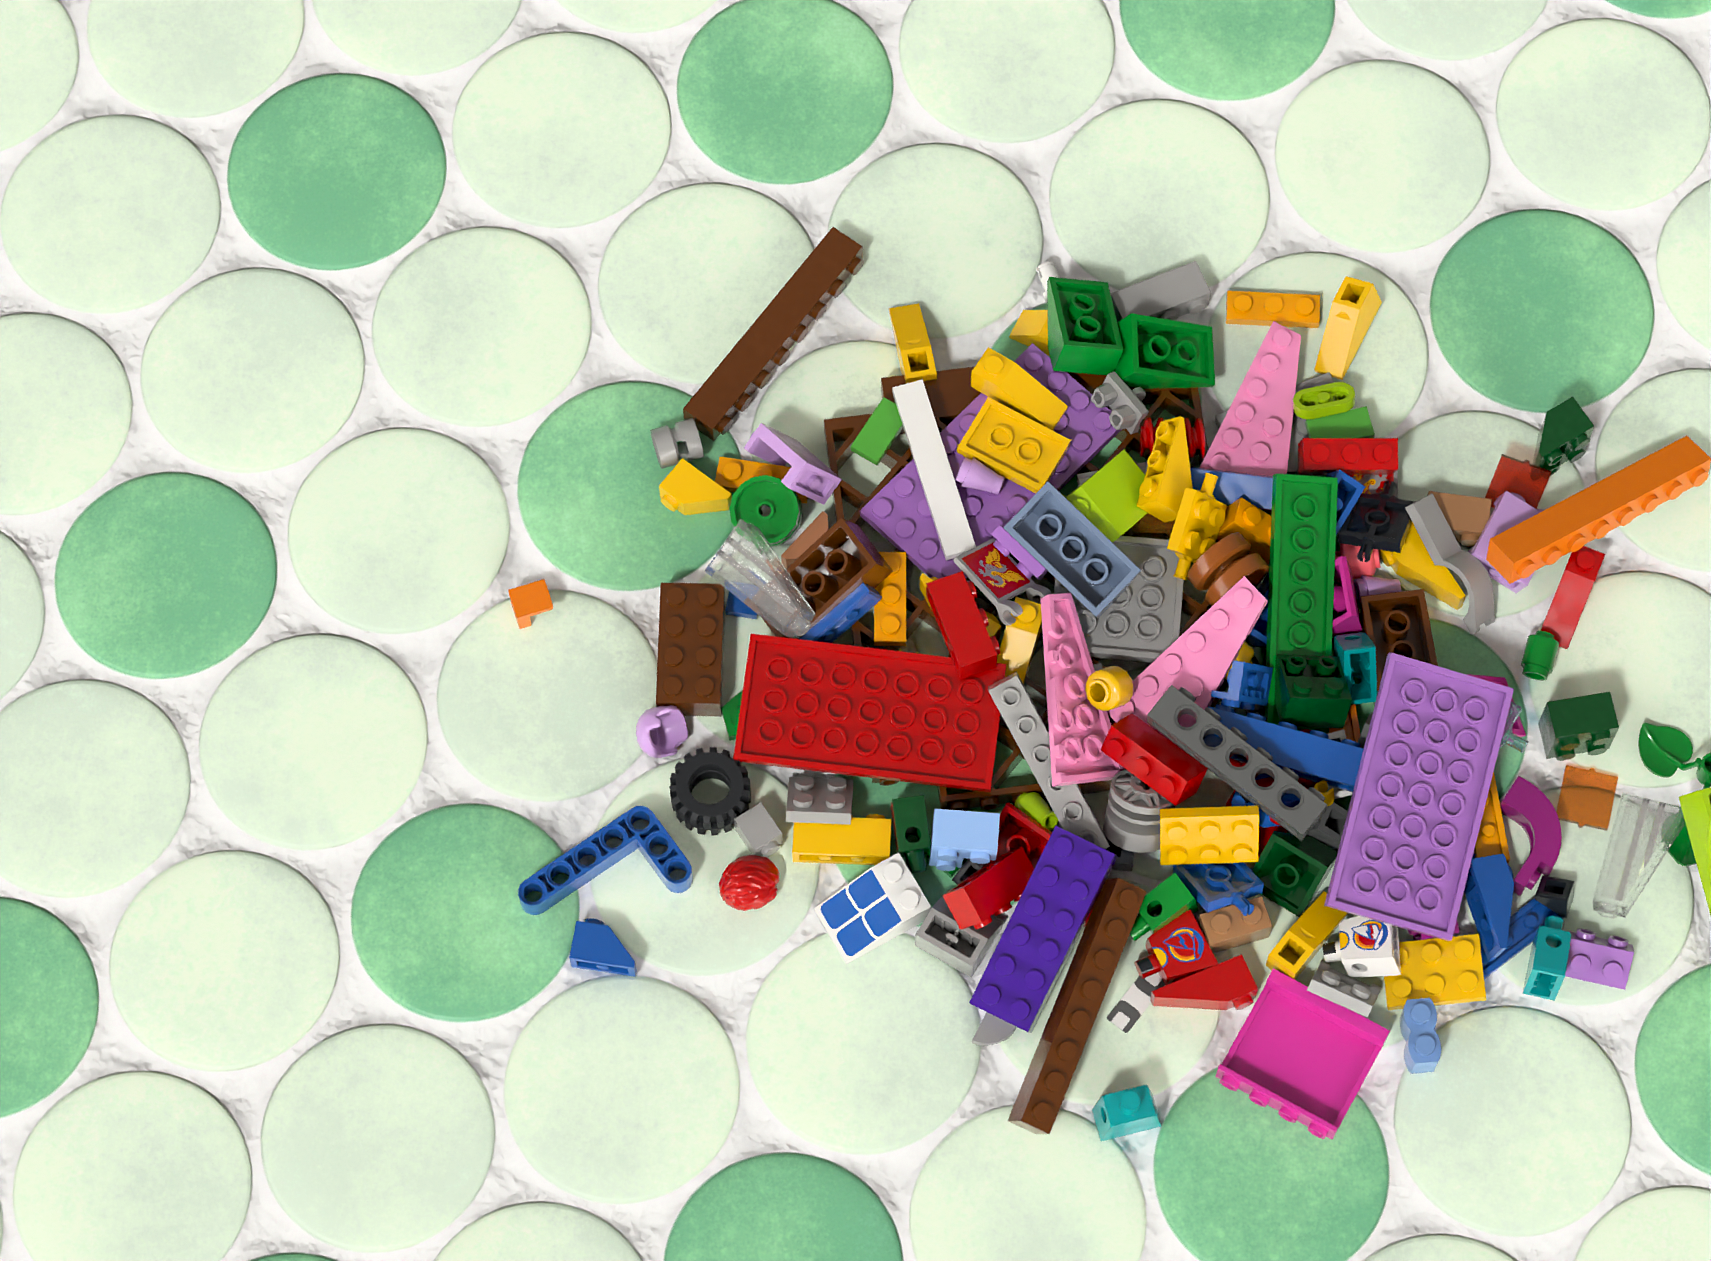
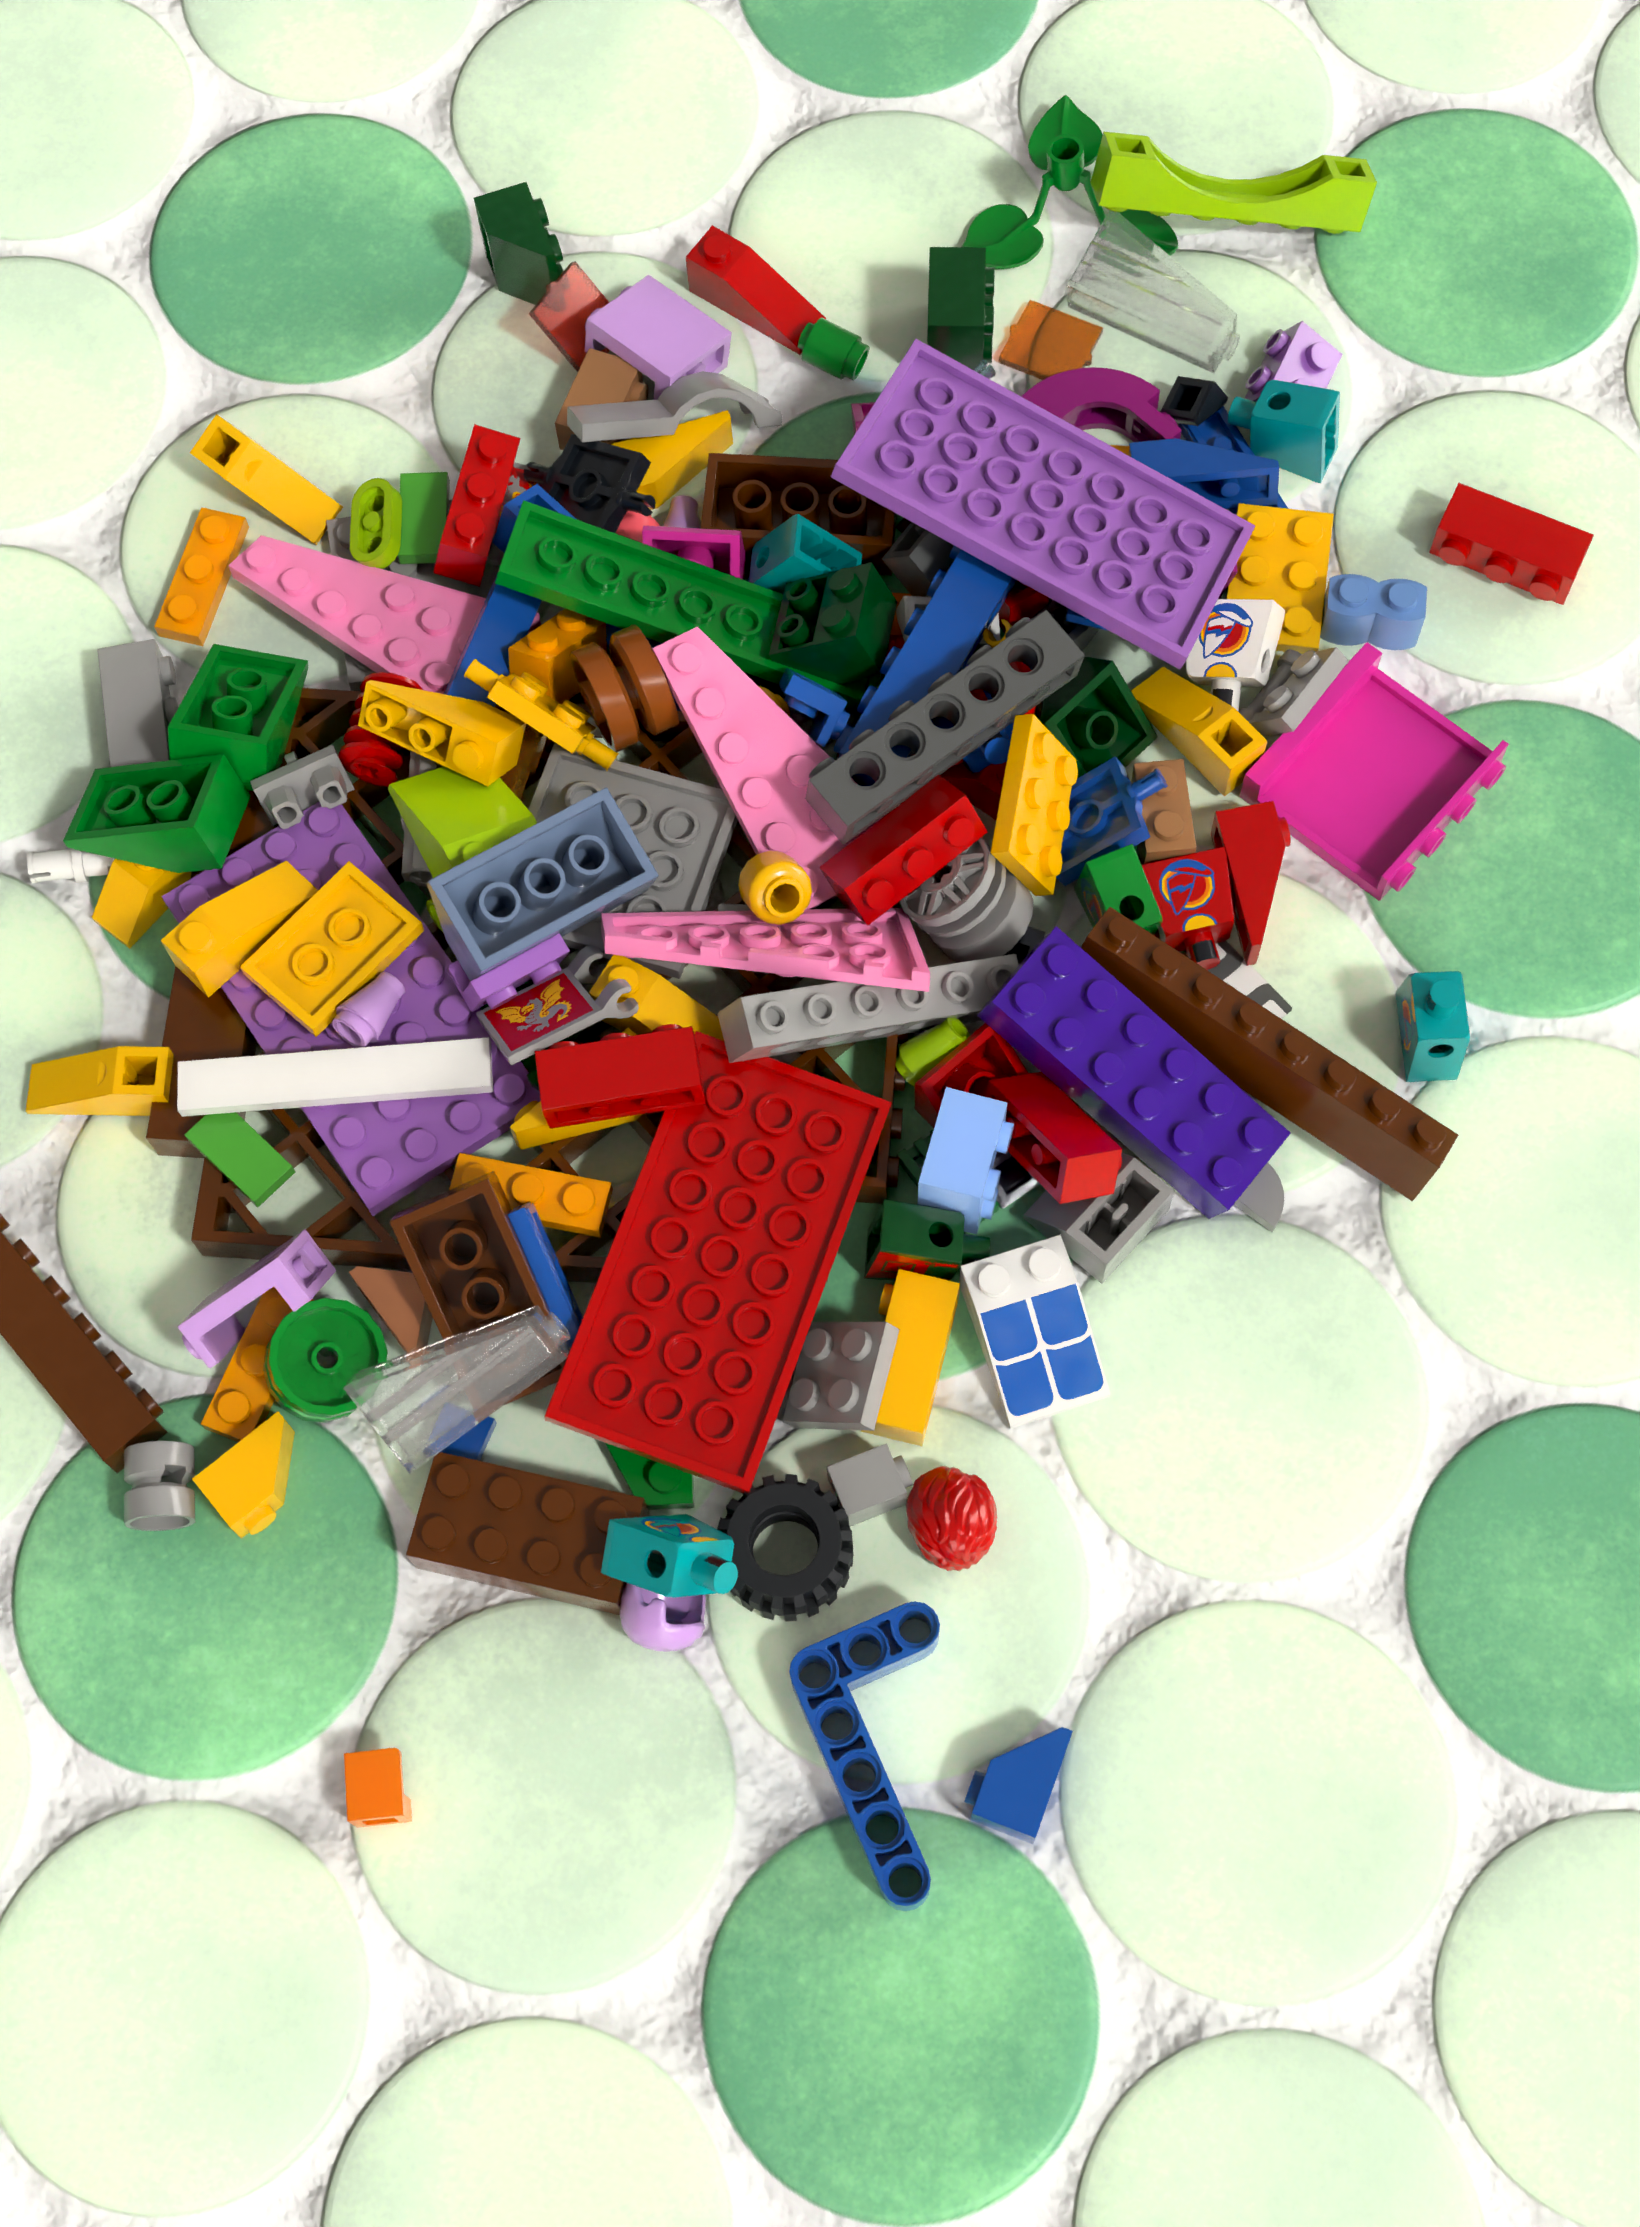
camera: 75 degrees left, 0 degrees up
(686, 721) = (694, 1554): none -> teal torso
(1496, 1119) = (1510, 544): none -> red brick
(1598, 509) = (648, 218): orange brick -> none

